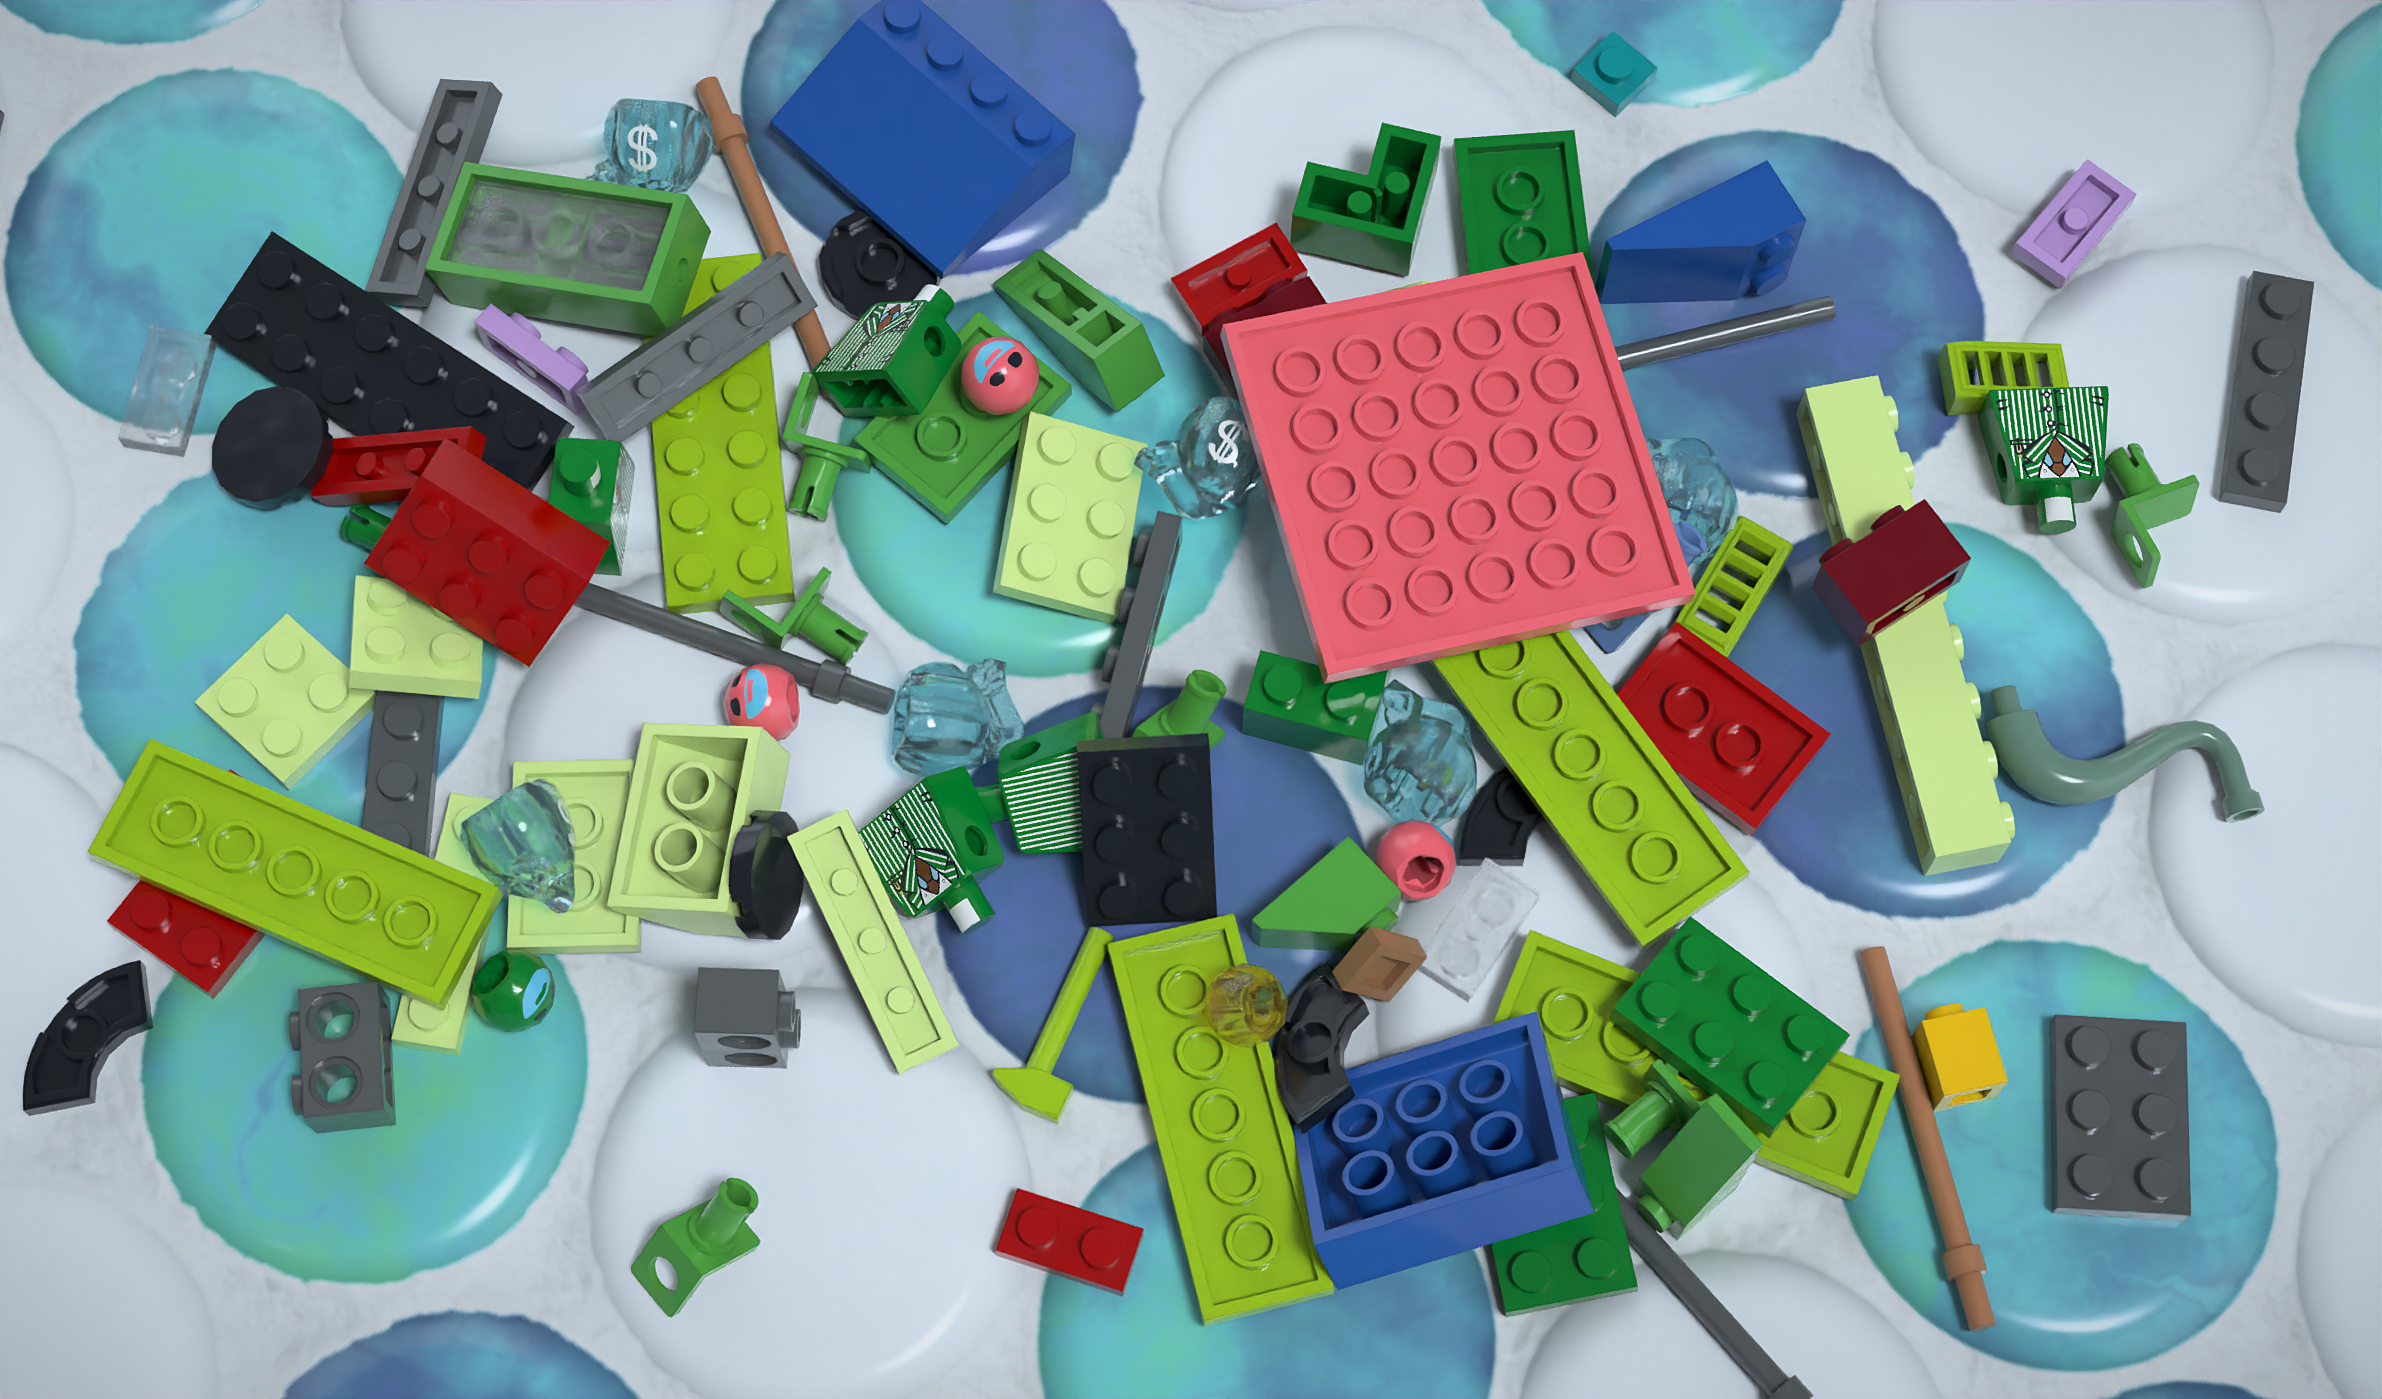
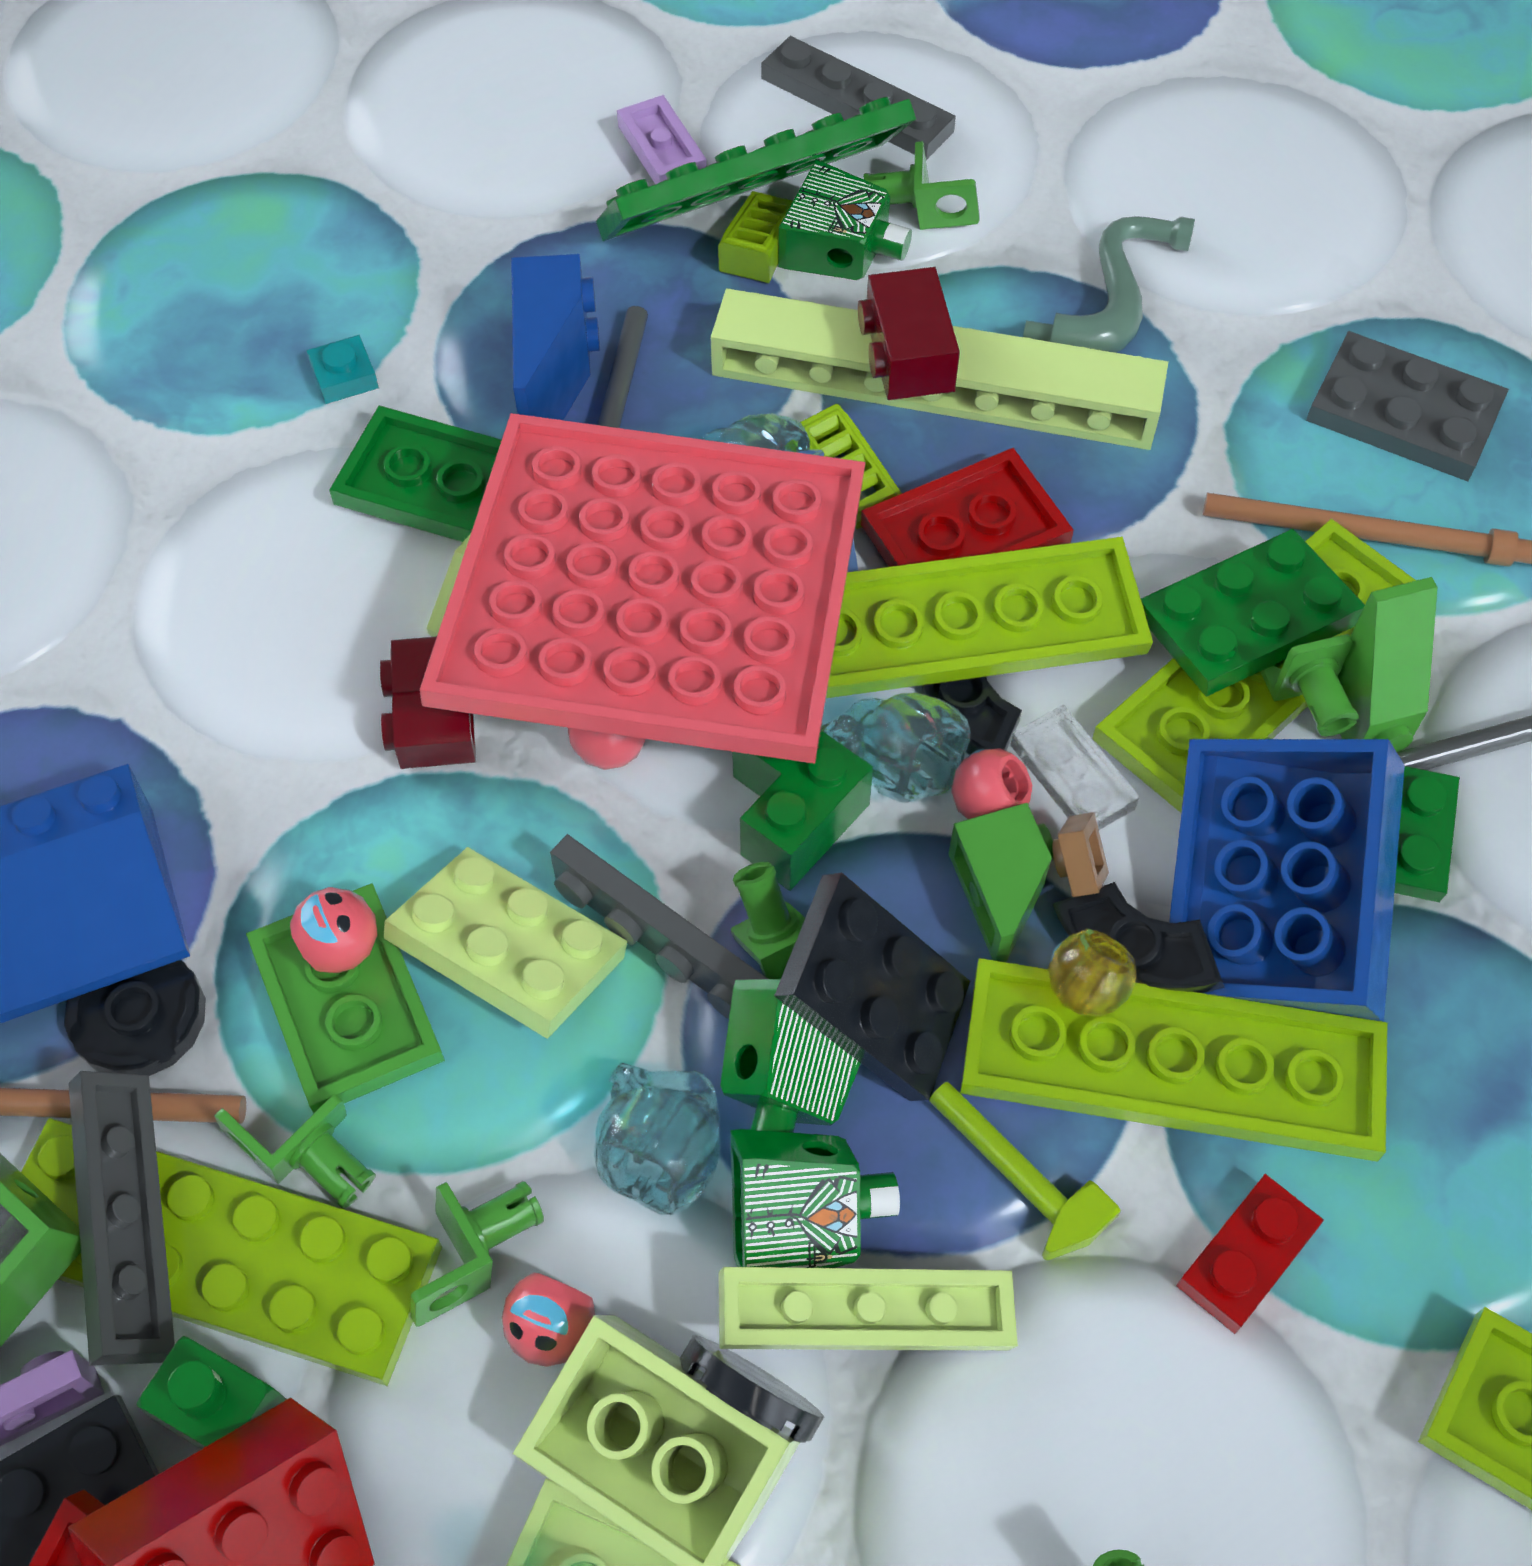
camera: 65 degrees left, 10 degrees down
(745, 1018) = (906, 1477): dark grey brick -> none
(827, 679) = (551, 1243): dark grey bar -> none
(892, 357) = (249, 1029): green torso -> none
(1083, 329) = (334, 843): bright green slope -> none
(1209, 463) = (523, 784): clear light blue piece -> none
(1236, 276) = (350, 707): red plate -> none
(1373, 215) = (357, 571): green brick -> none
(1958, 1056) = (1328, 473): yellow brick -> none
(2044, 318) = (740, 172): none -> green plate

